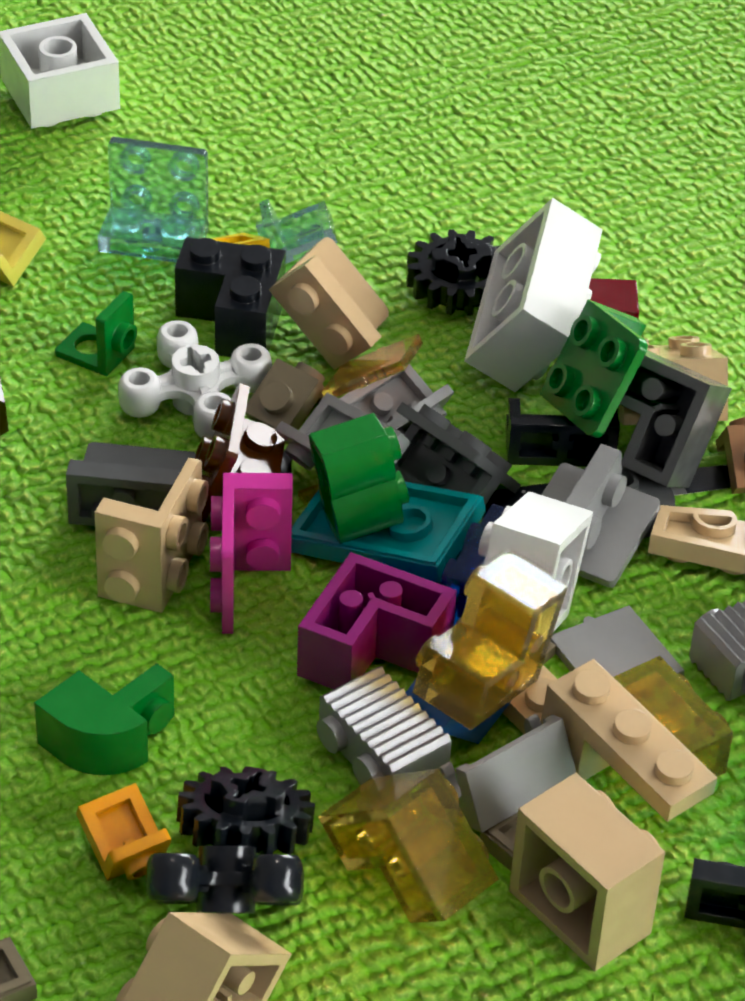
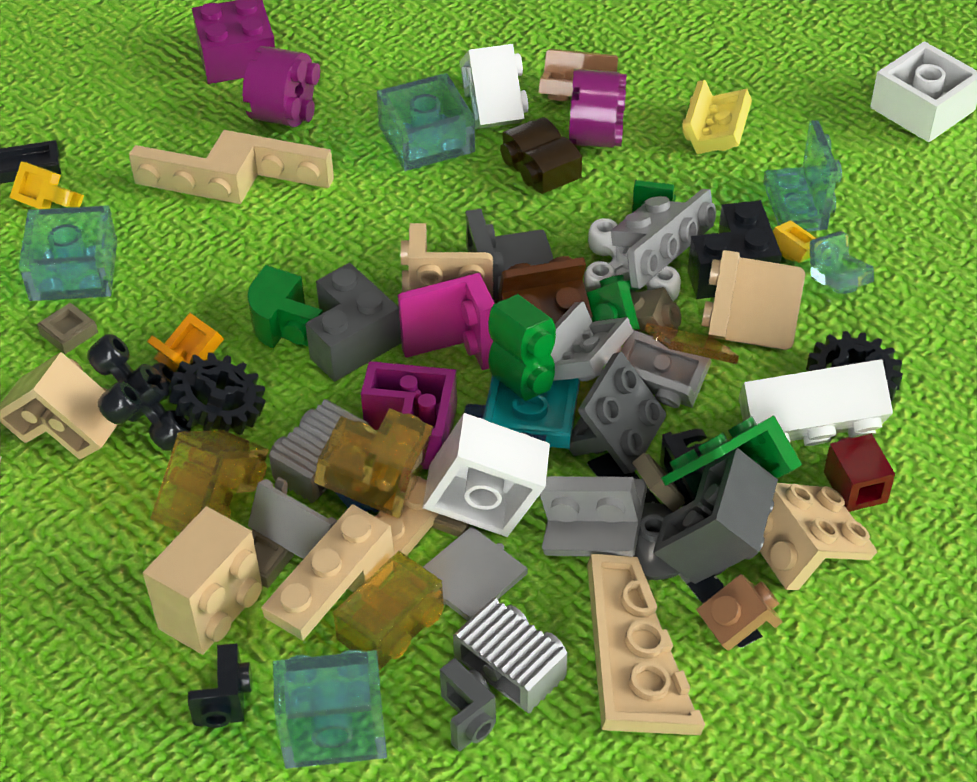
camera: 75 degrees right, 5 degrees up
(182, 636) = (354, 325): none -> dark grey brick
(192, 331) = (662, 232): none -> light grey bracket
(277, 401) = (613, 300): none -> green bracket
(569, 450) = (651, 474): none -> dark tan tile

